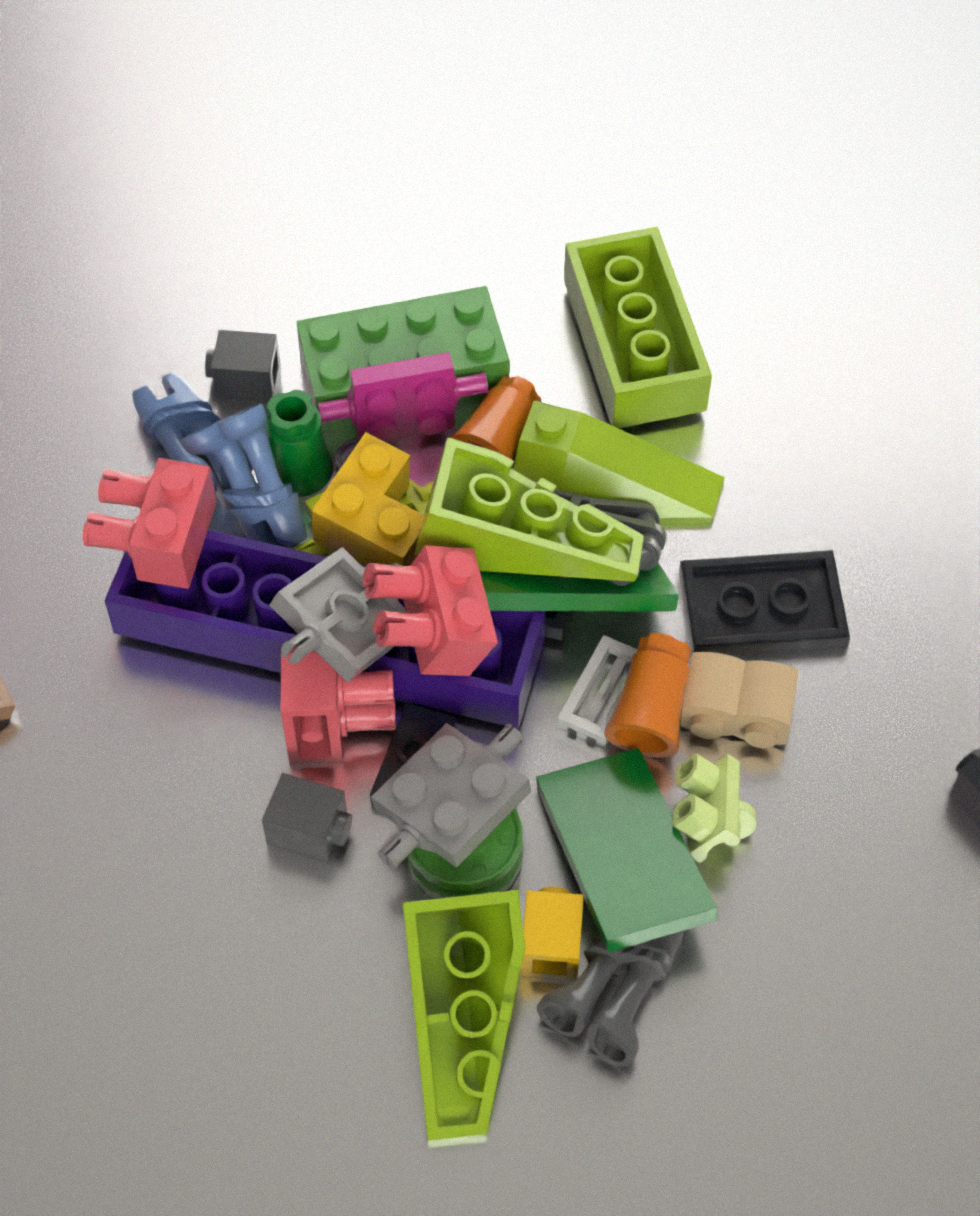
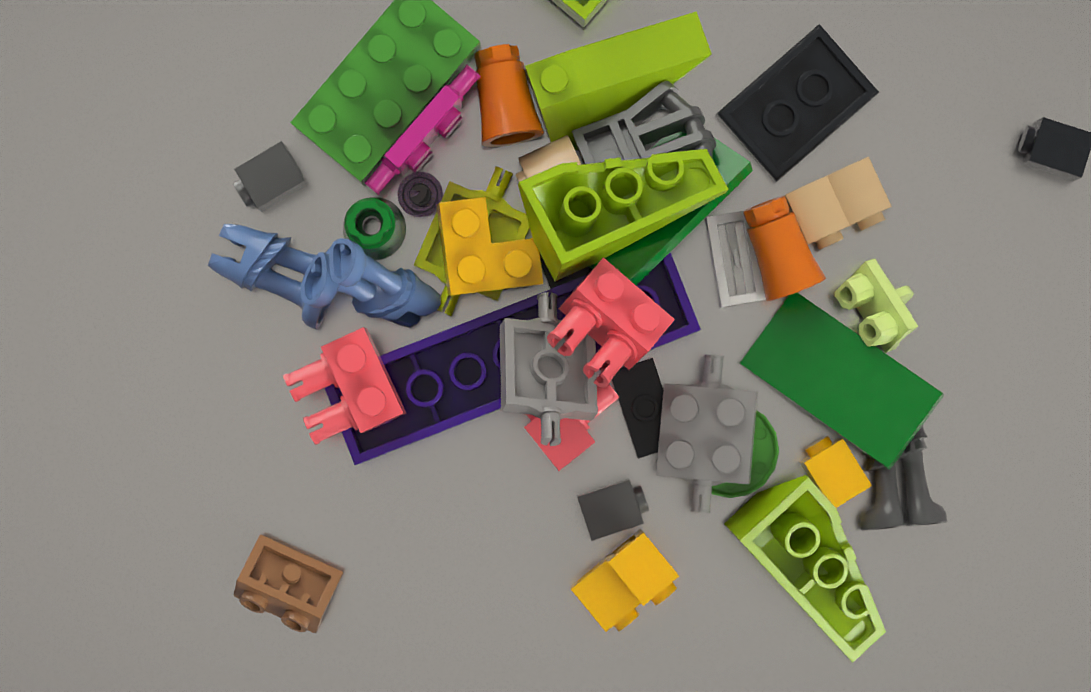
camera: 35 degrees left, 30 degrees up
(265, 885) = (624, 580): none -> yellow brick

